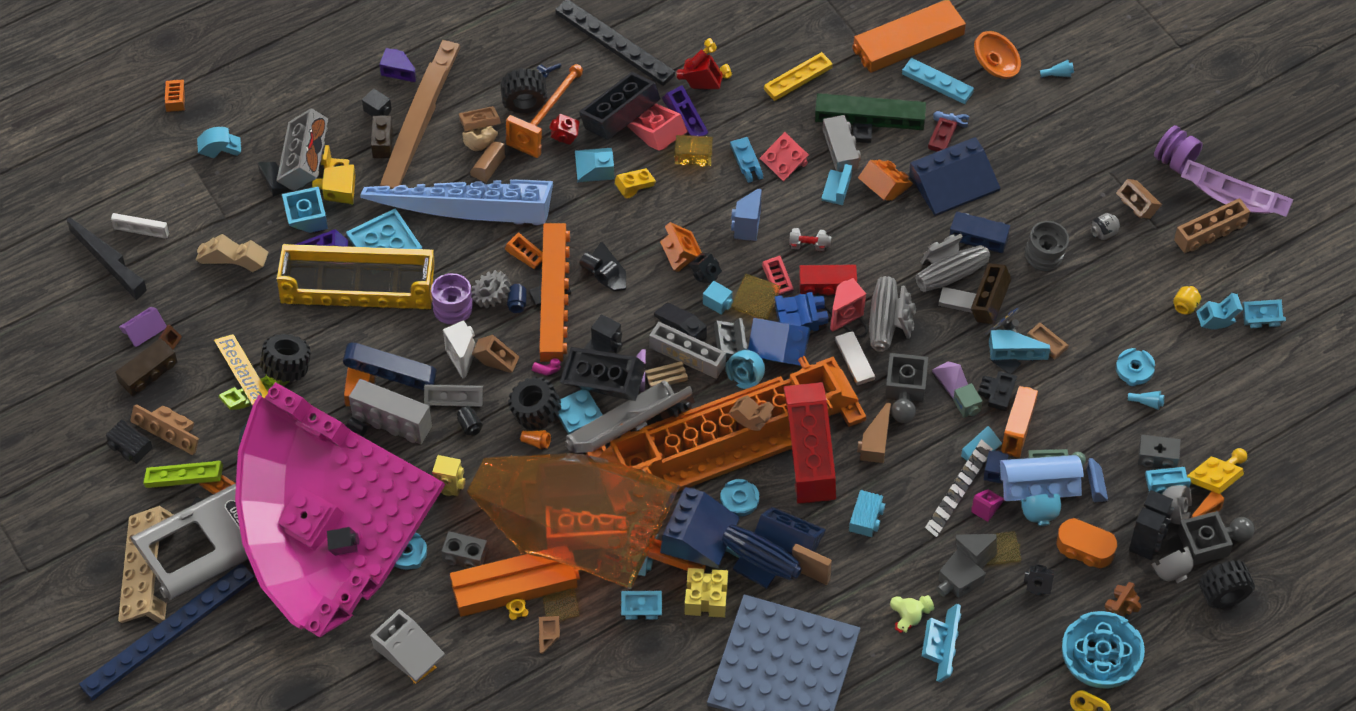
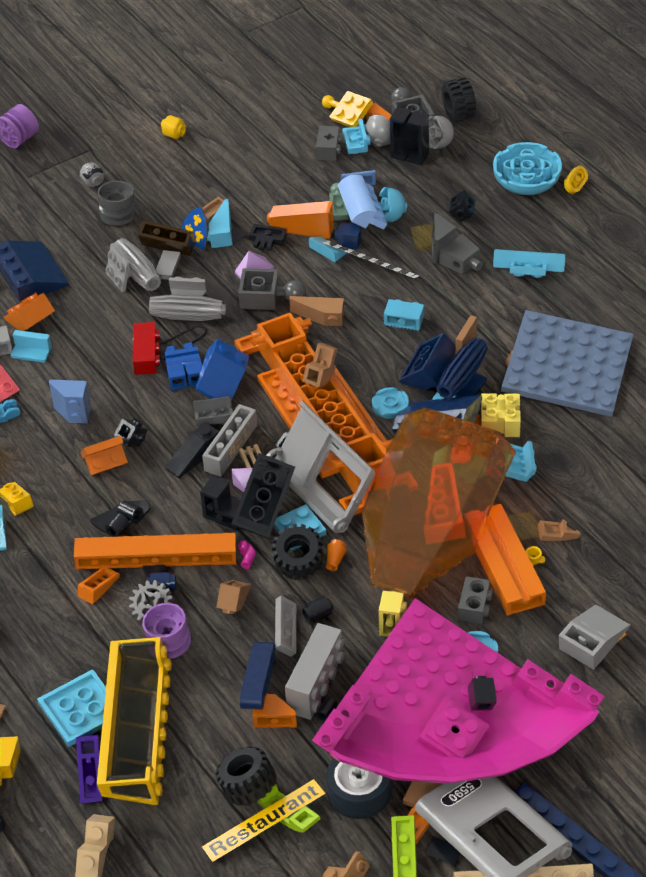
camera: 90 degrees left, 10 degrees down
(305, 210) = (37, 781): medium azure slope -> none
(459, 346) = (232, 617): white slope -> none
(514, 202) = (30, 619): light blue wedge -> none
(717, 297) = (164, 425): medium azure brick -> none
(745, 368) = (252, 395): medium azure cylinder -> none
(755, 297) = (163, 399): clear yellow tile -> none
(777, 261) = (129, 387): coral slope -> none
(810, 442) = (340, 328): red slope -> none
(821, 240) = (98, 357): light grey piece -> none
(848, 304) = (179, 326): coral slope -> none
(854, 358) = (231, 330): white tile -> none
(910, 611) = (501, 283): yellowish green animal -> none
(967, 400) = (280, 253): sand green brick -> none
(980, 231) = (94, 250): dark blue brick -> none
(986, 504) = (387, 241): dark pink slope -> none
(1086, 543) = (421, 182): orange brick -> none
(1127, 600) = (477, 160): dark orange hips -> none
(1135, 376) = (247, 158): medium azure plate -> none
(1138, 198) = (68, 150): medium nougat brick -> none
(1151, 399) = (274, 147): medium azure cone -> none
(1212, 226) = (98, 110): medium nougat brick -> none
(1219, 315) = (187, 105): medium azure brick -> none
(1227, 189) = (65, 94): lavender piece -> none
(1263, 312) = (188, 87): medium azure bracket -> none

